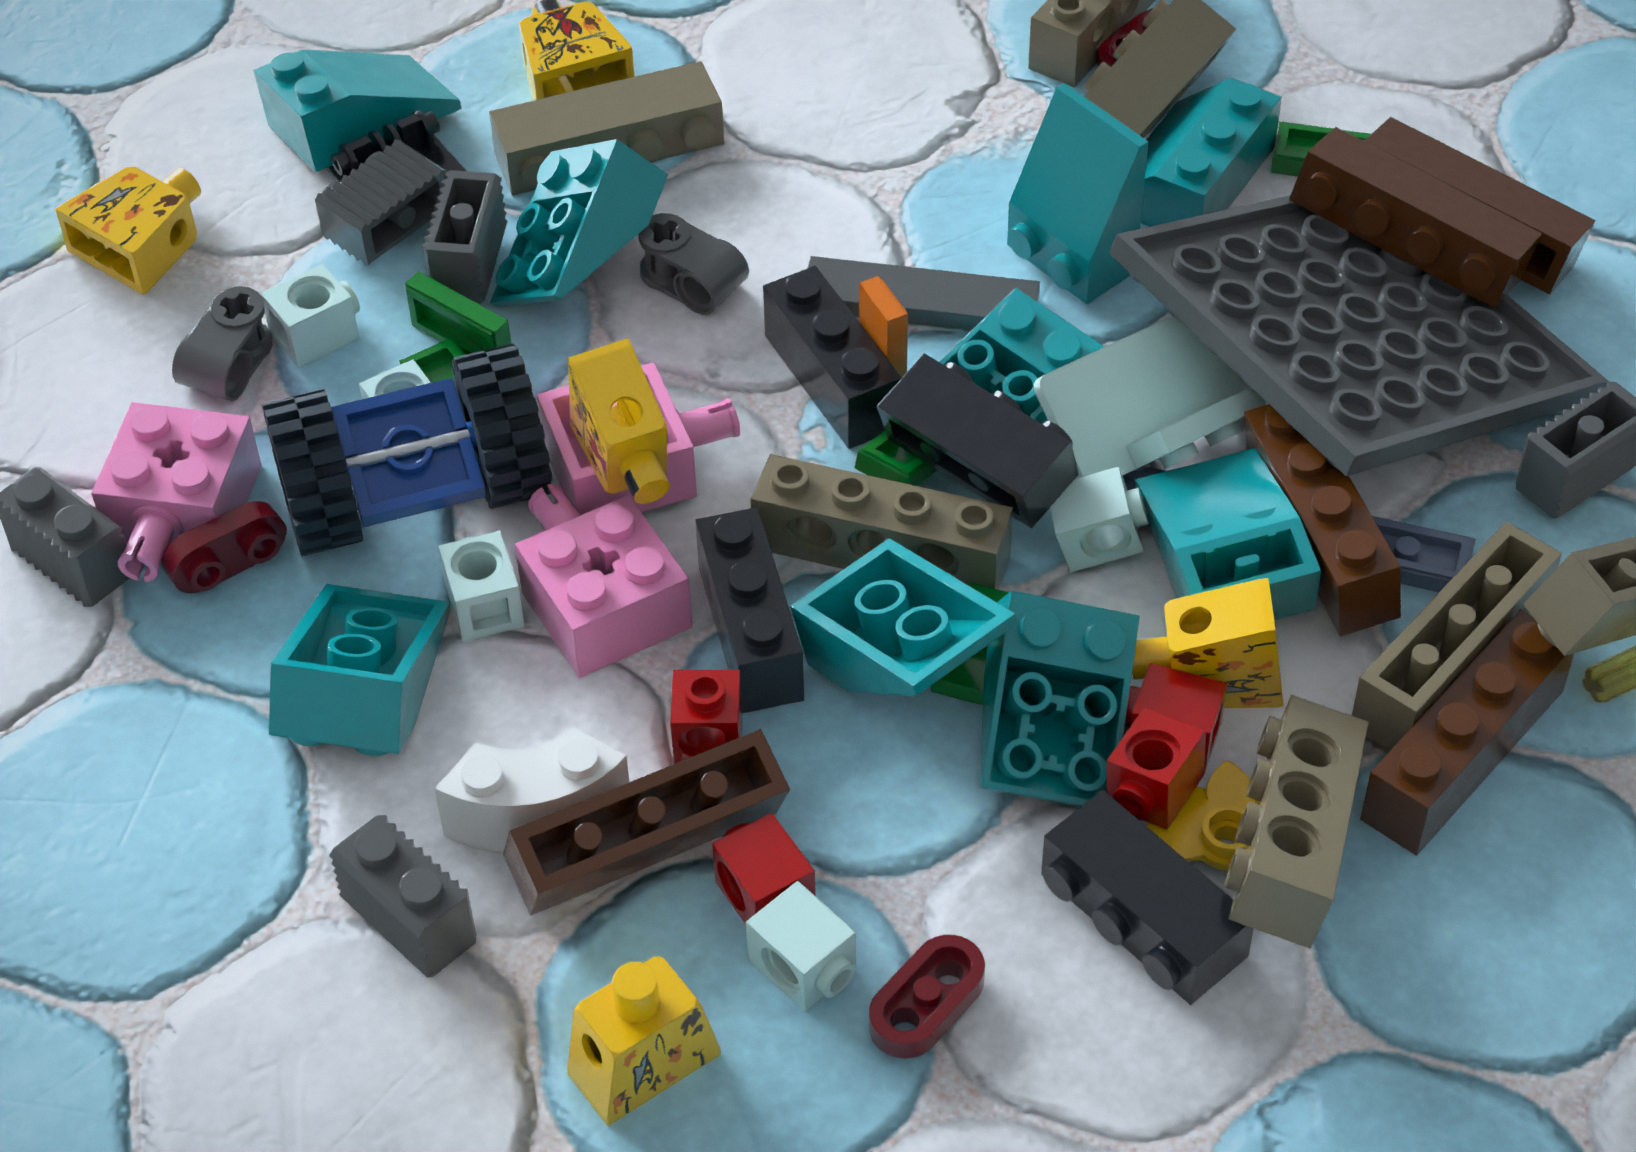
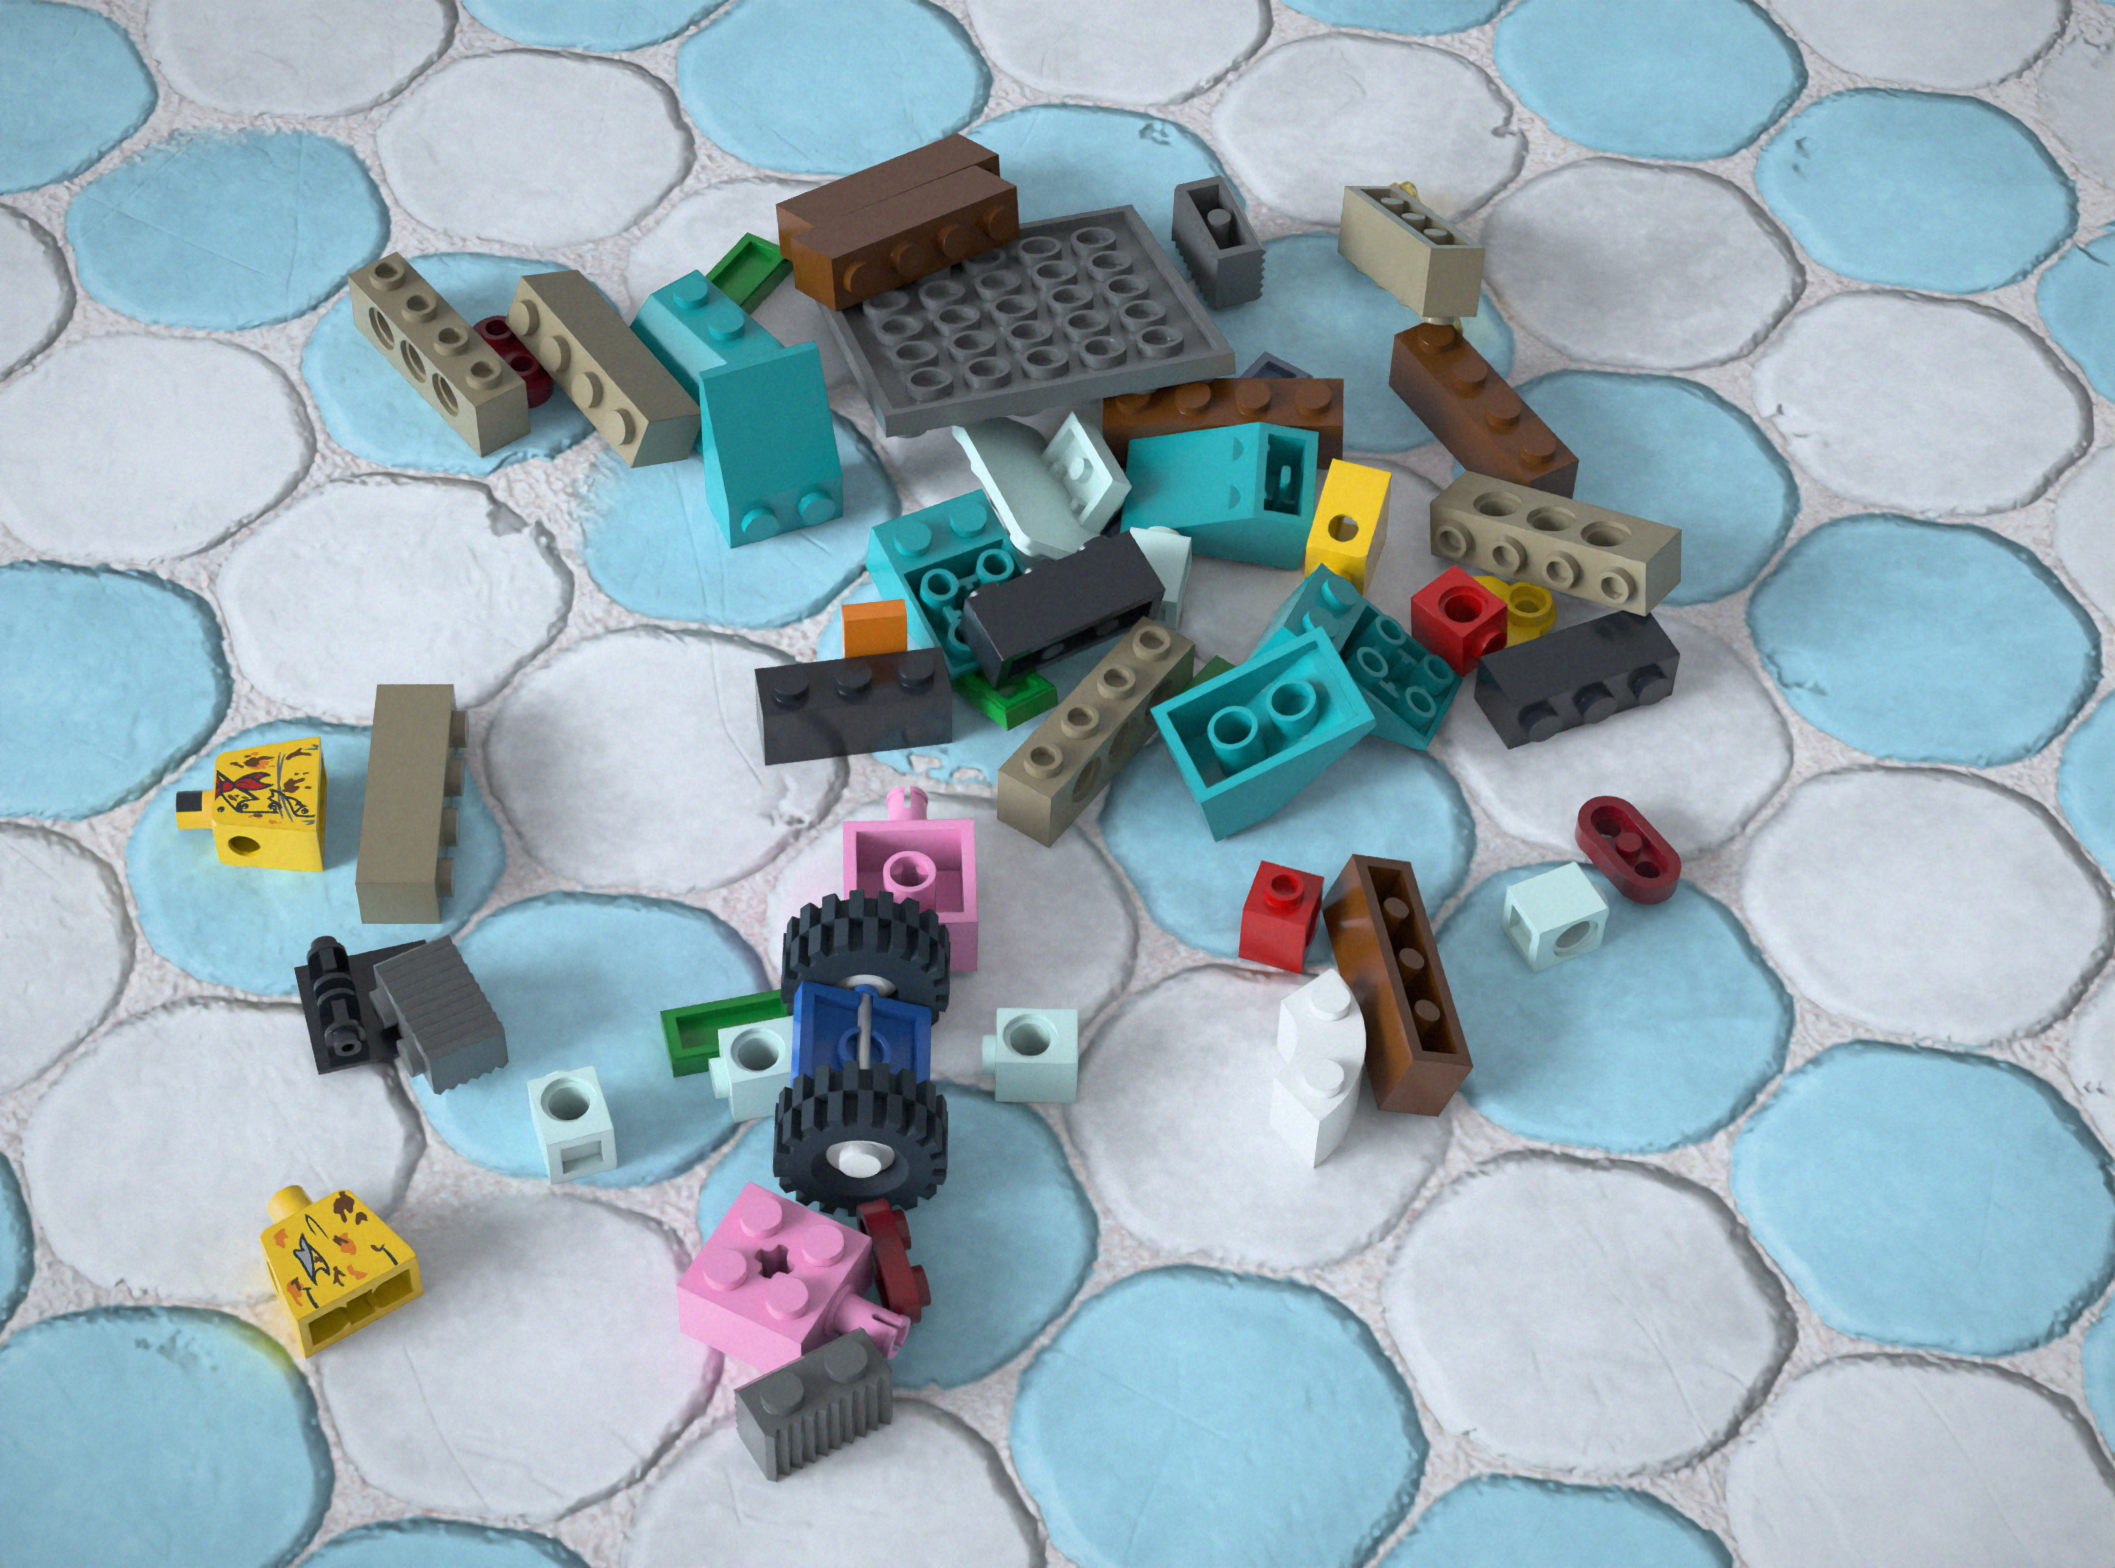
camera: 75 degrees left, 0 degrees up
(224, 345) = (584, 1208): dark grey piece -> none
(339, 96) = (236, 1023): teal slope -> none
(356, 669) = (1103, 1175): teal slope -> none
(404, 895) = (1407, 1191): dark grey brick -> none
(451, 315) = (636, 1000): green tile -> none
(466, 232) = (537, 953): dark grey brick -> none
(580, 216) = (586, 854): teal slope -> none
(600, 580) = (1073, 949): bright pink brick -> none
(621, 441) = (969, 842): yellow torso -> none
(637, 1038) = (1625, 1027): yellow torso -> none
(693, 266) = (664, 783): dark grey piece -> none
(750, 609) = (1157, 852): black brick -> none
(758, 864) = (1472, 922): red brick -> none
(926, 294) = (781, 625): dark grey tile -> none
(1182, 697) = (1394, 580): red brick -> none
(1451, 632) = (1393, 390): dark tan brick -> none

